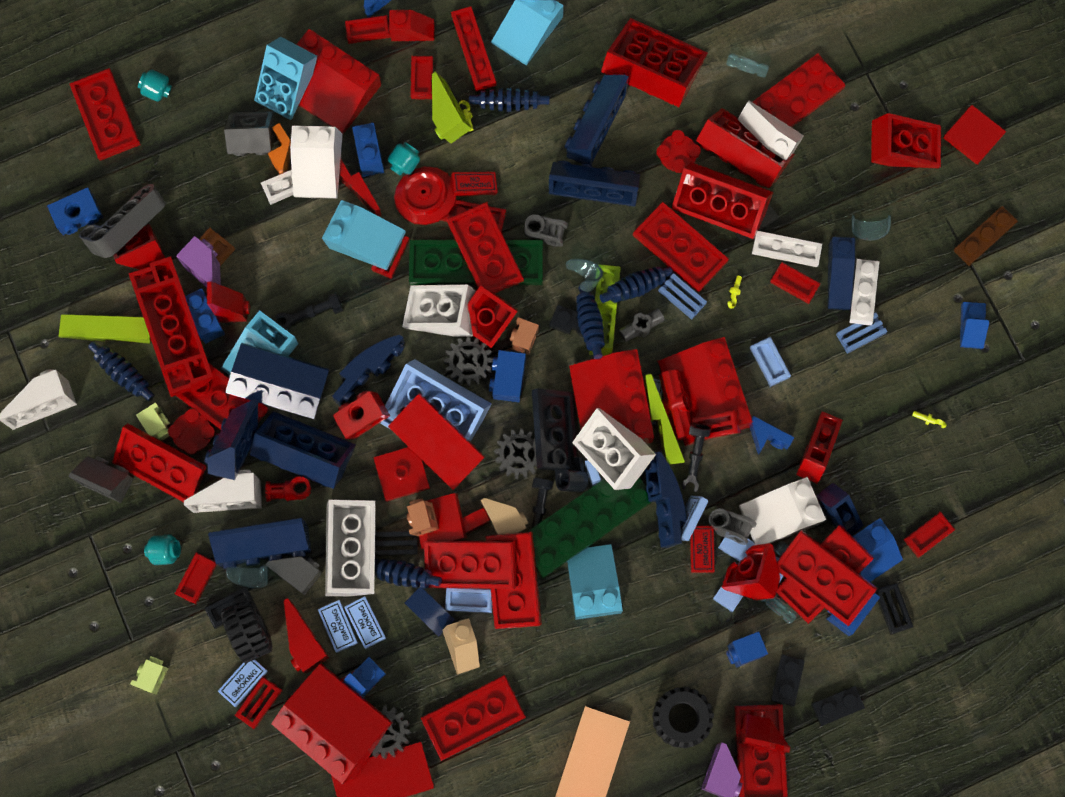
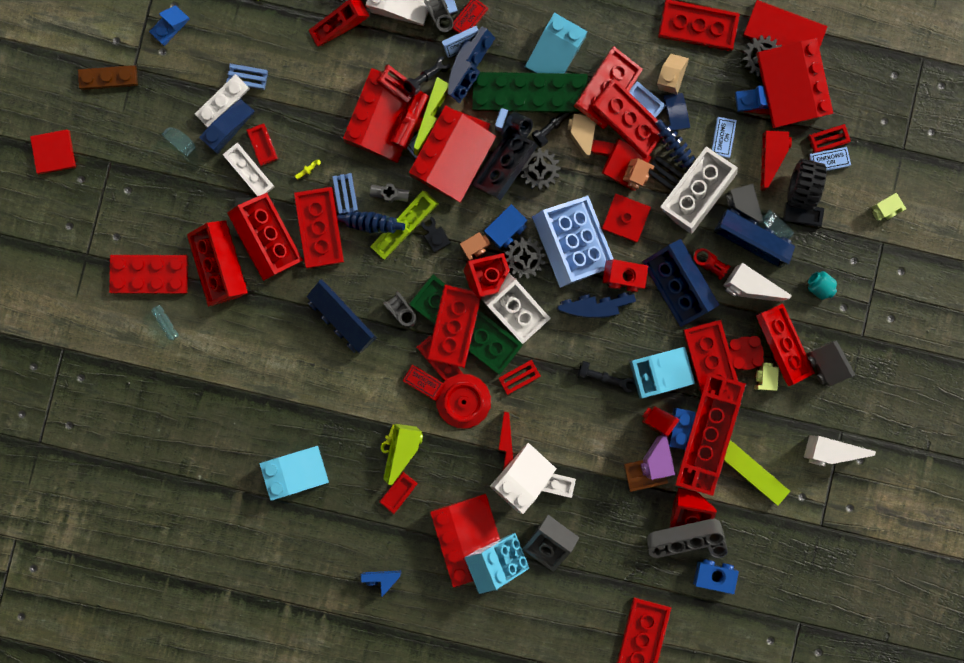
camera: 145 degrees left, 10 degrees up
(121, 371) = (764, 433): dark blue piece -> none
(154, 85) = (592, 632): teal head -> none
(196, 578) = (812, 251): red tile -> none
(234, 441) = (728, 314): dark blue slope -> none
(277, 380) = (666, 338): dark blue slope -> none
(282, 155) = (545, 505): orange slope -> none
(337, 626) = (743, 148): light blue tile -> none
(363, 235) = (529, 401): medium azure slope -> none
(367, 29) = (408, 560): red tile -> none
(368, 149) = (478, 464): blue brick -> none
(404, 159) = (458, 438): teal head -> none
(410, 26) = (377, 536): red slope -> none
(436, 441) = (589, 217): red tile -> none
(473, 49) = (346, 485): red plate -> none
(483, 99) = (351, 426): dark blue piece -> none
(588, 270) = (393, 256): clear light blue helmet -> none
(590, 322) = (423, 219): dark blue piece -> none
(597, 118) = (302, 361): dark blue slope -> none
(613, 450) = (479, 116): white slope -> none
(654, 62) = (227, 374): red slope -> none
(678, 151) = (265, 296): red piece -> none
(763, 431) = (369, 58): blue slope -> none
(770, 131) = (191, 259): white slope -> none
(770, 361) = (323, 104): light blue tile -> none
(905, 142) = (105, 181): red slope -> none

